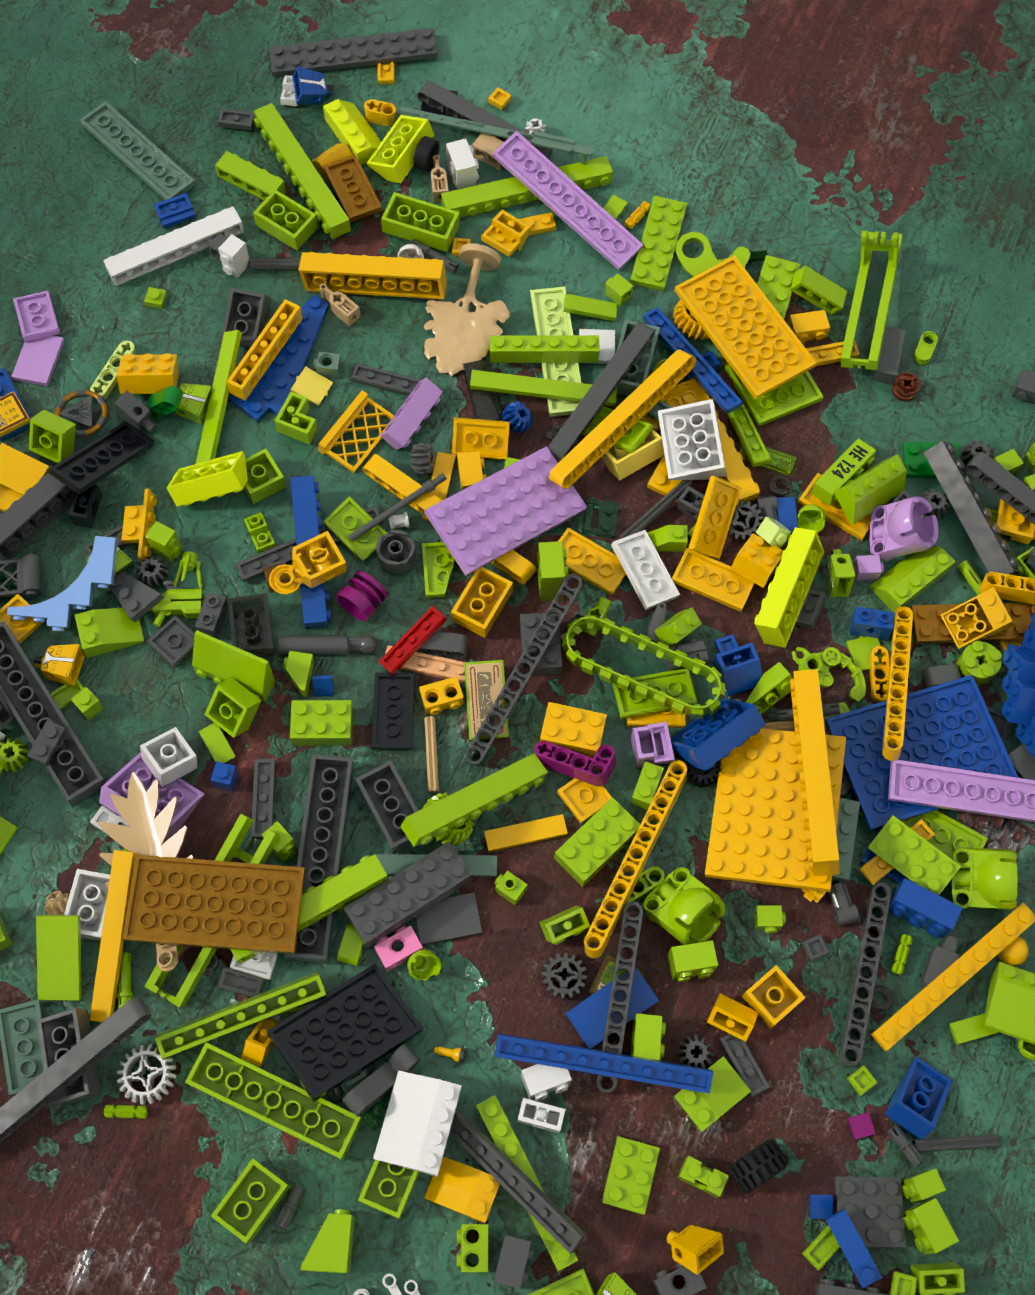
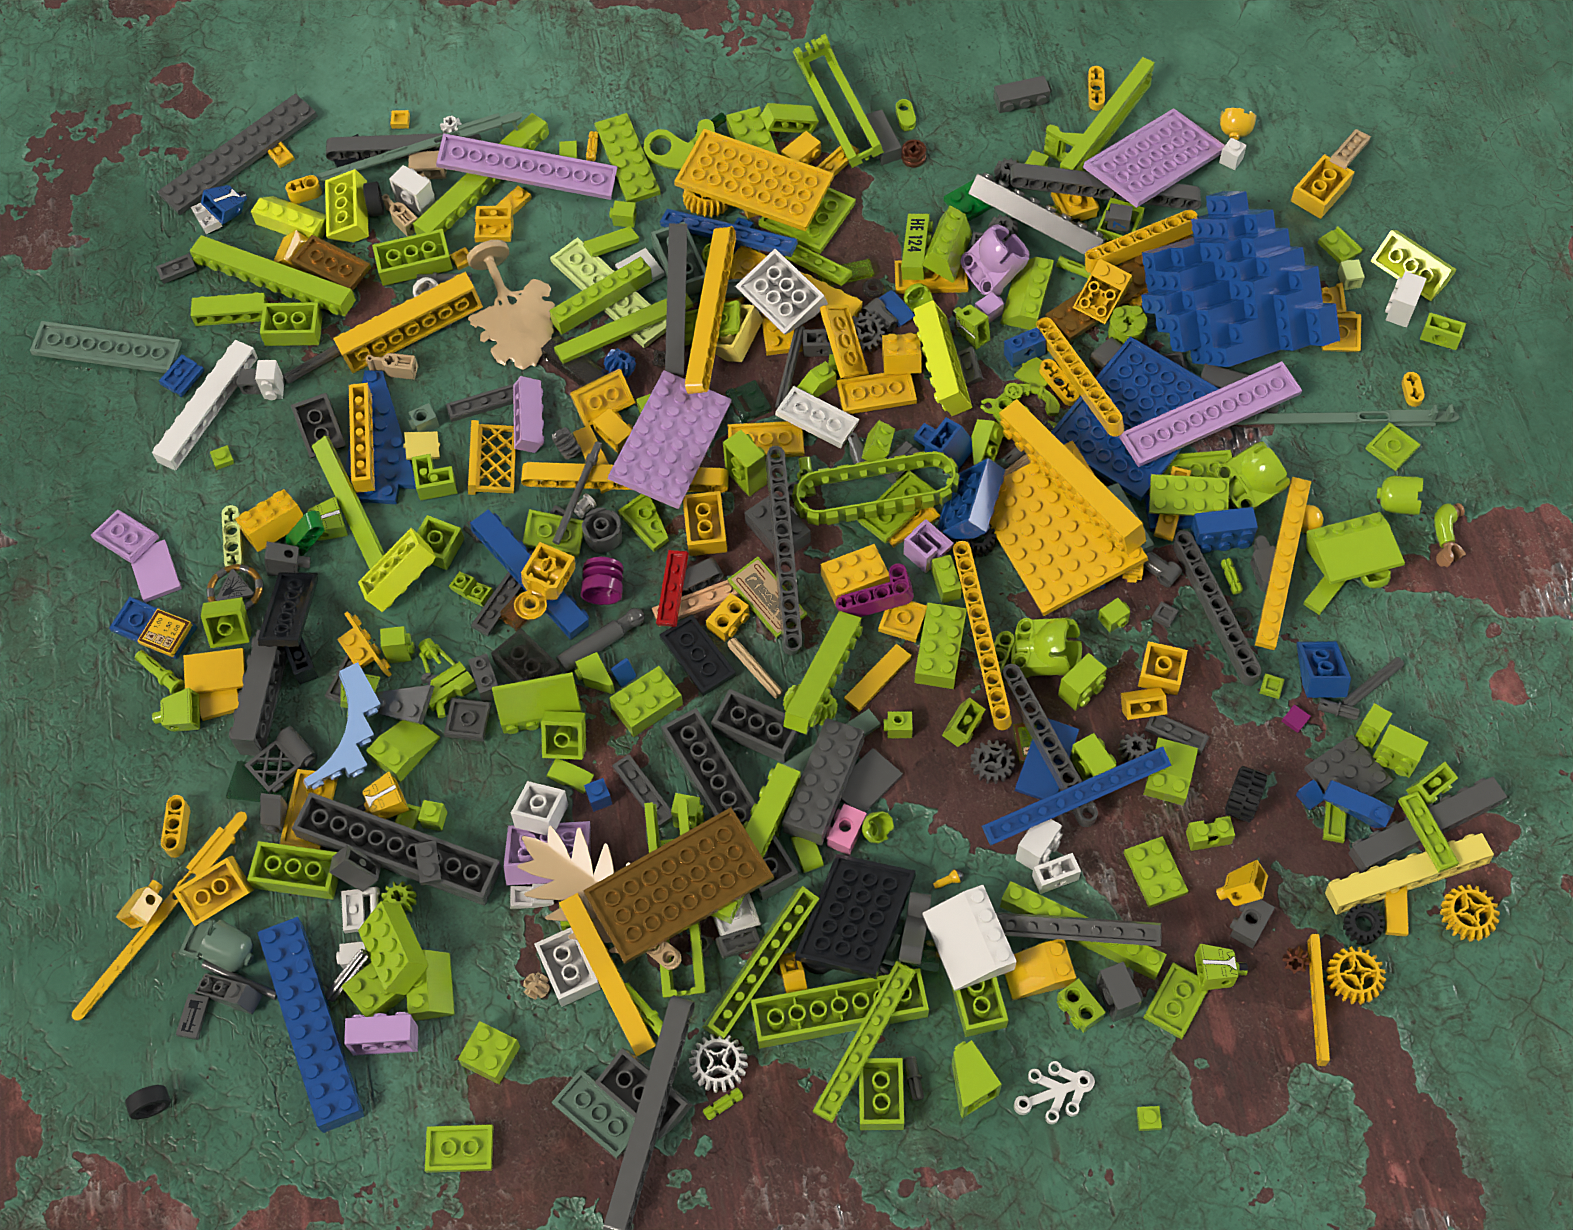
camera: 30 degrees left, 5 degrees down
(58, 957) = (573, 1022): lime tile -> none
(153, 564) = (402, 676): dark grey gear -> none
(266, 1148) = (864, 1042): none -> lime tile
(773, 532) = (898, 324): yellowish green brick -> none

